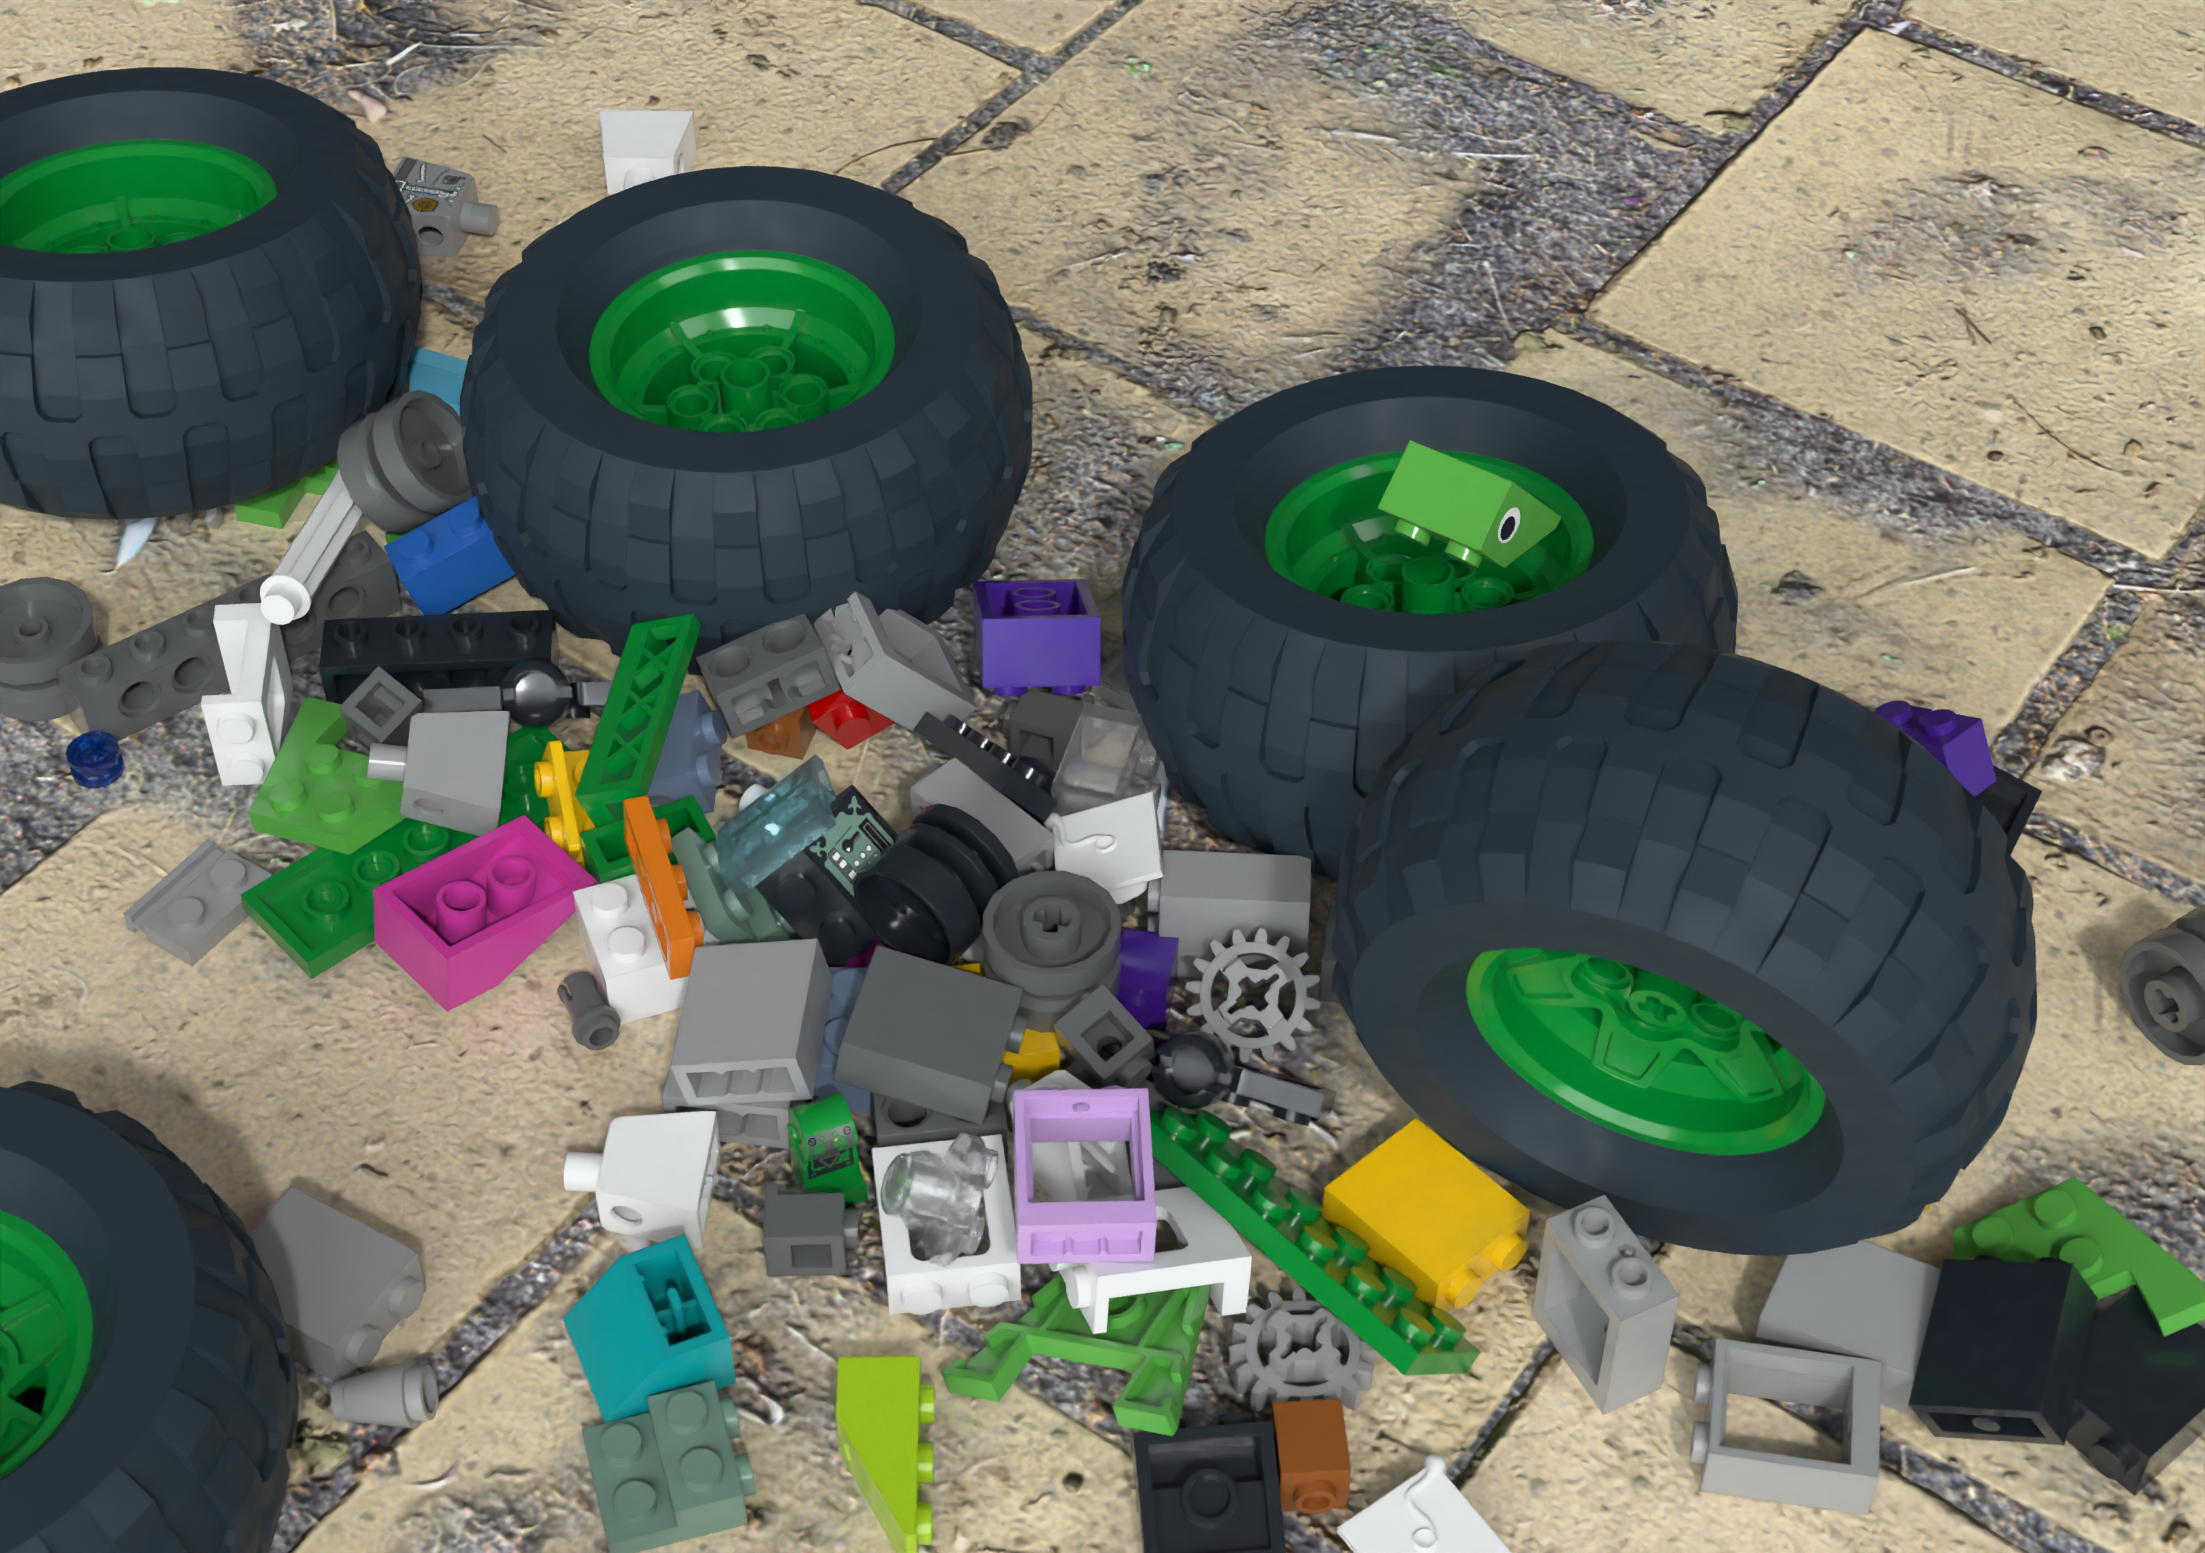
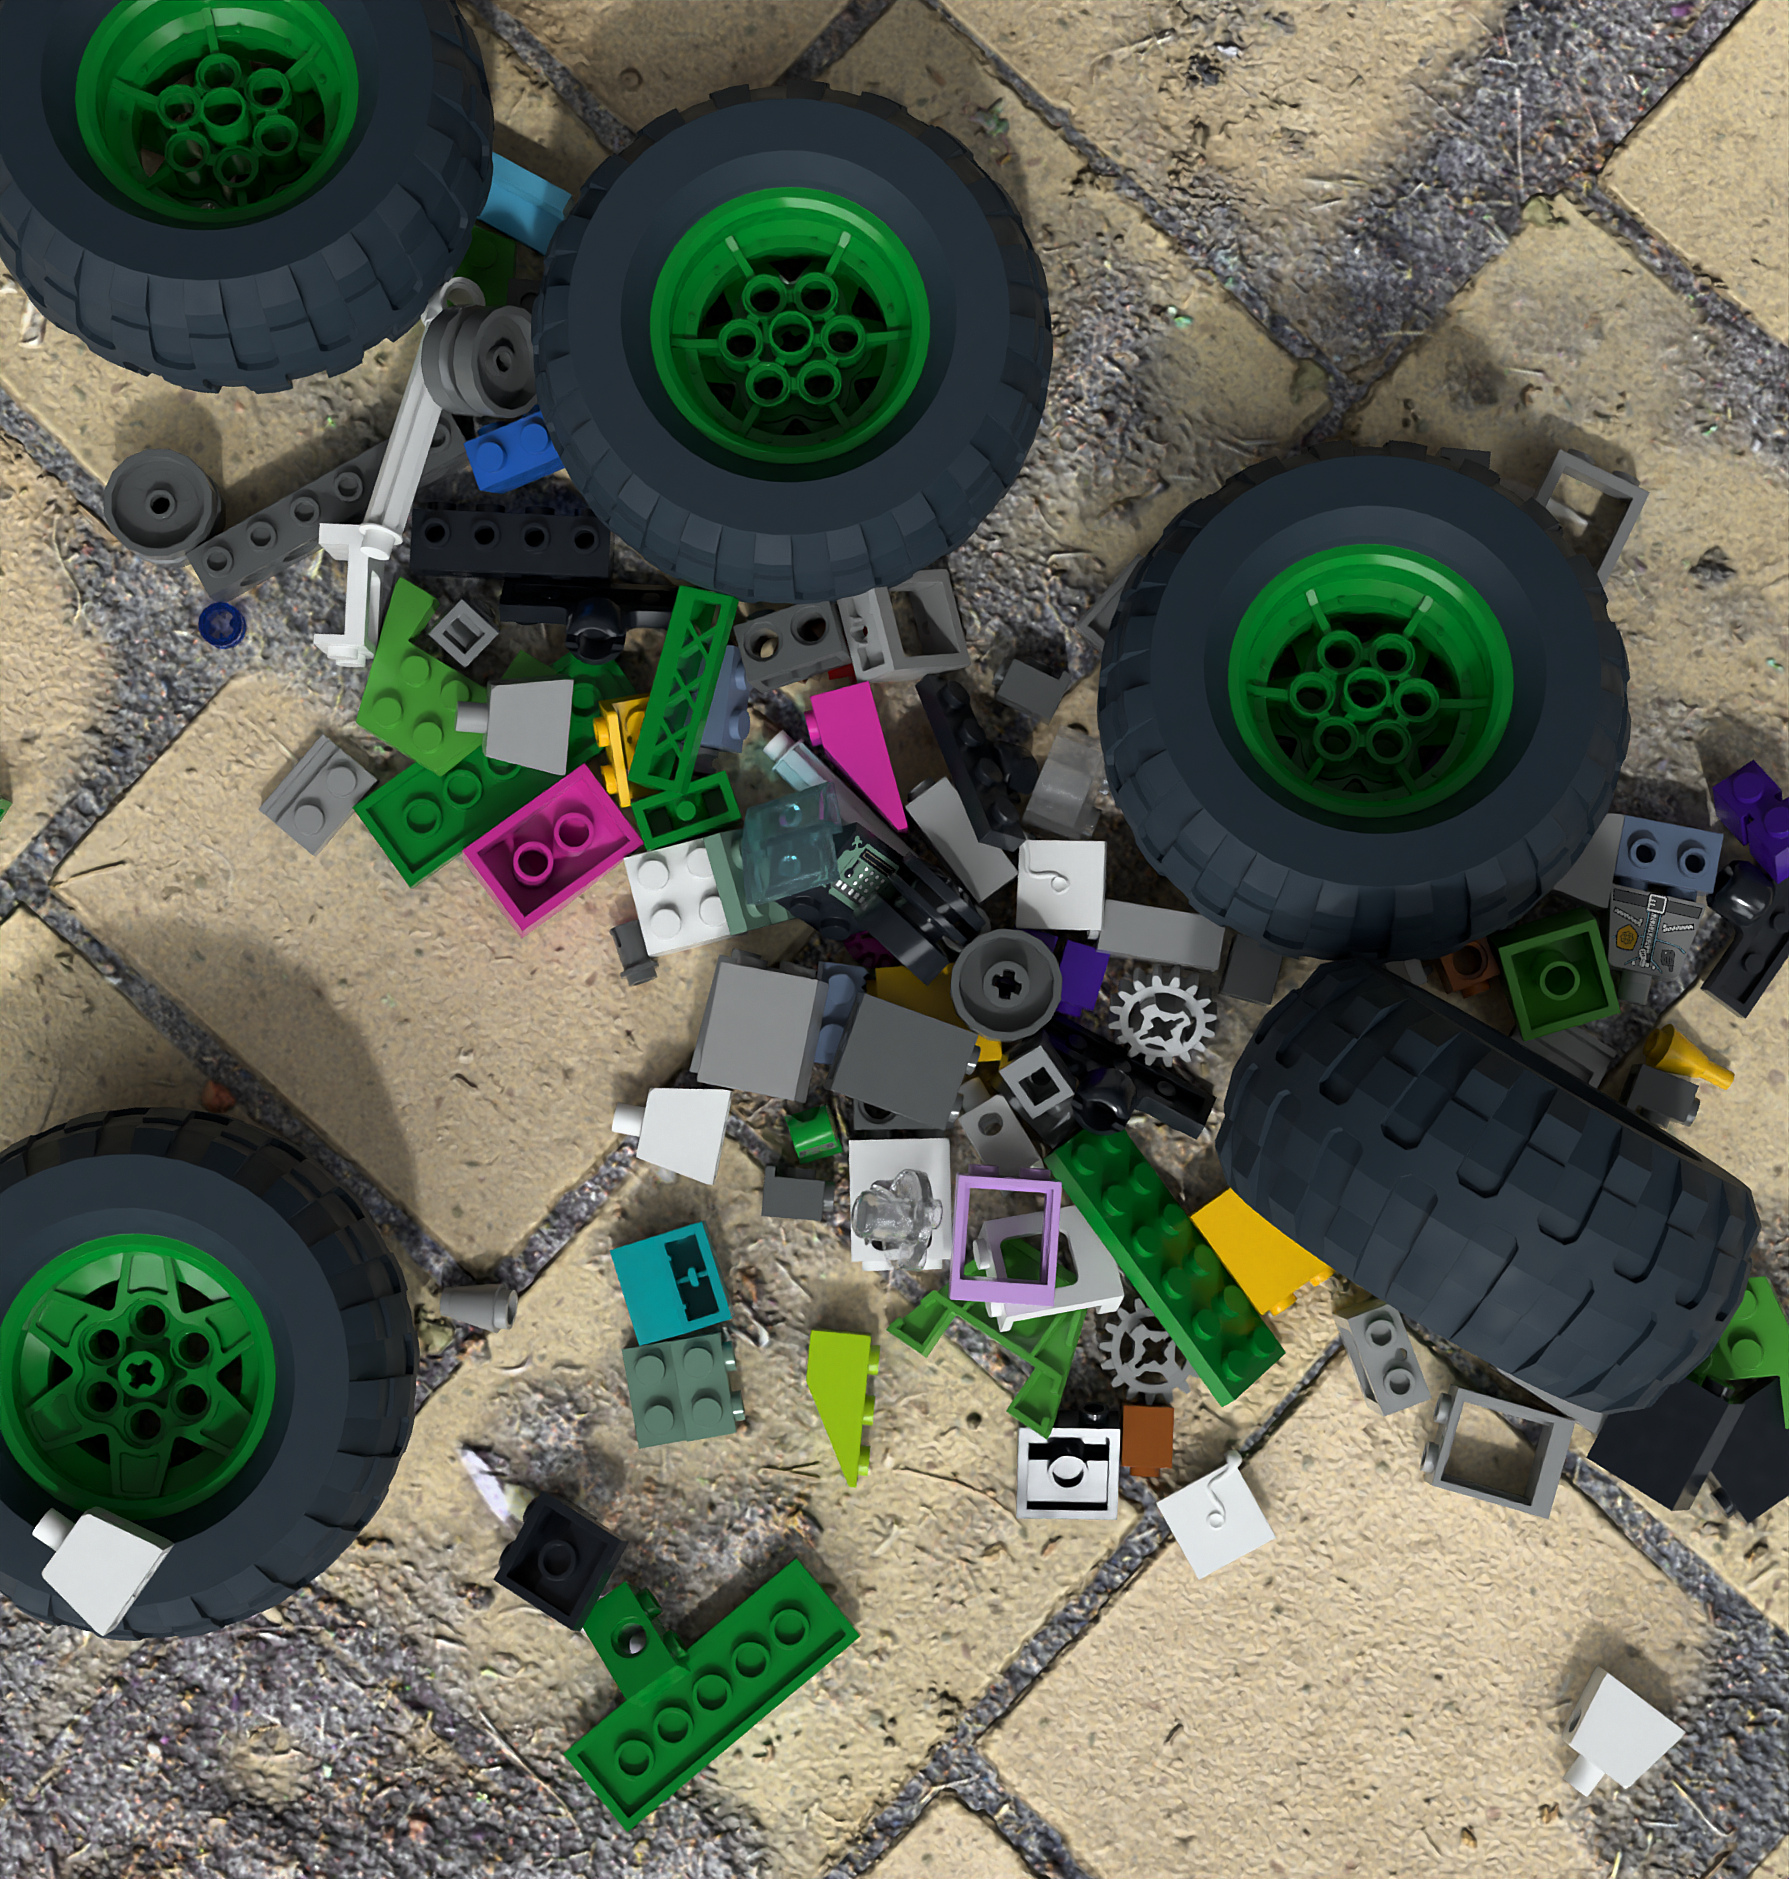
camera: 10 degrees right, 40 degrees up
(335, 1282) = (430, 1204): light grey brick -> none
(661, 886) = (697, 889): orange plate -> none
(848, 741) = (855, 745): none -> dark pink slope
(1036, 635) = (1028, 607): dark purple brick -> none
(1463, 507) = (1401, 717): bright green slope -> none

